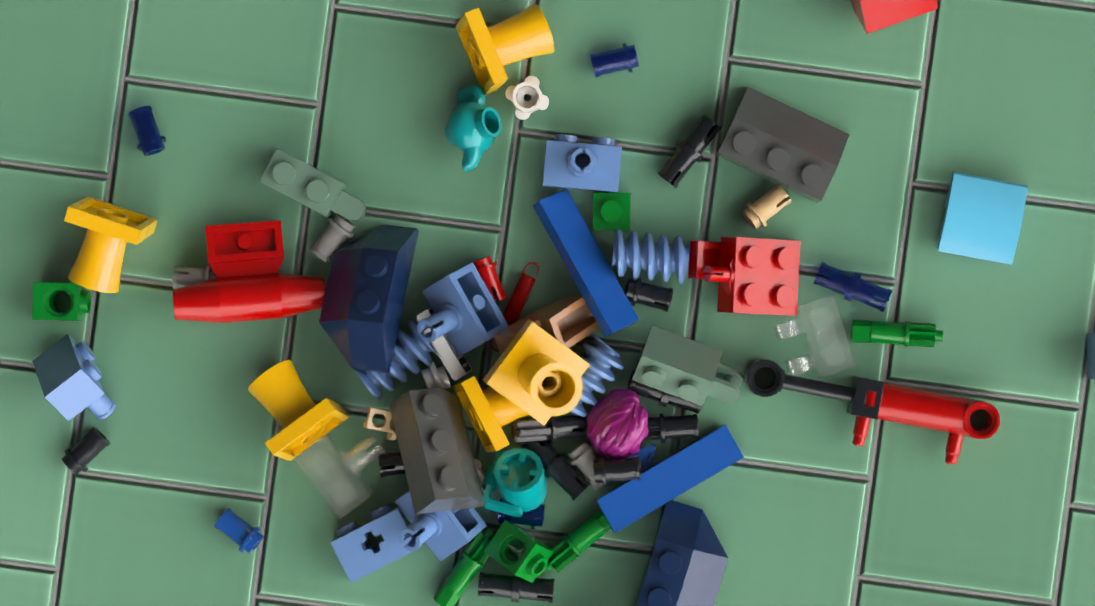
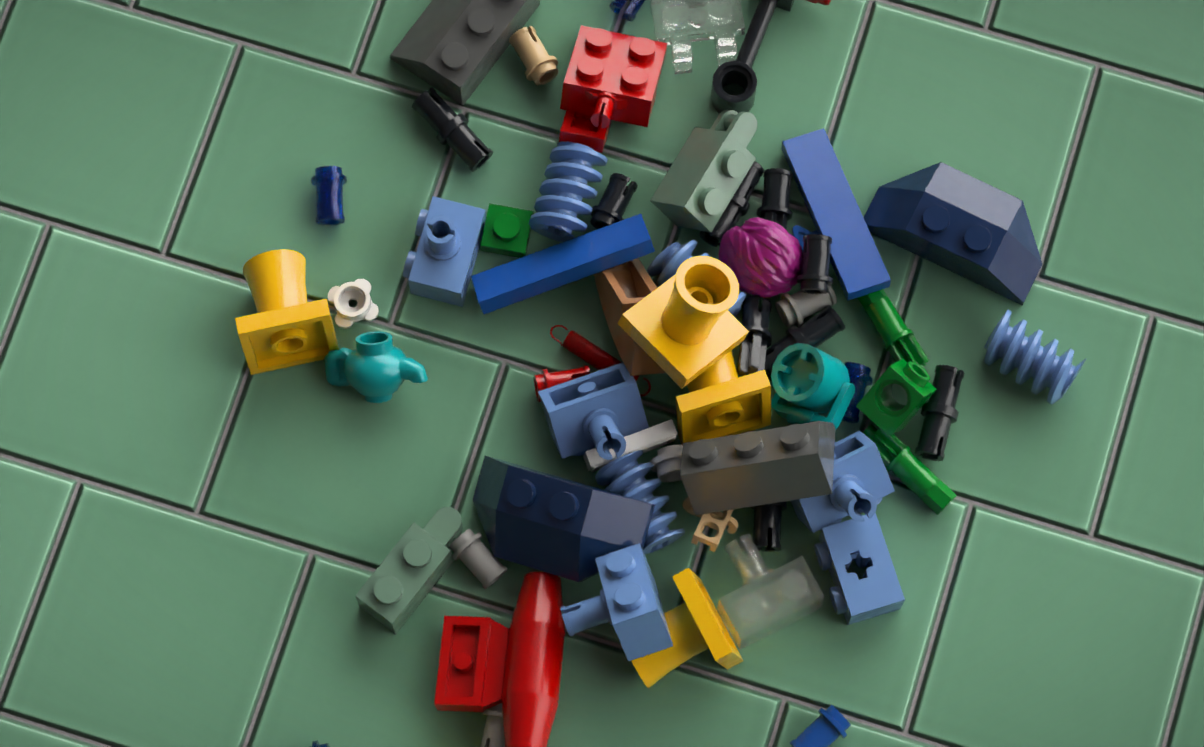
camera: 75 degrees left, 15 degrees down
(303, 365) = (627, 602): none -> medium blue brick

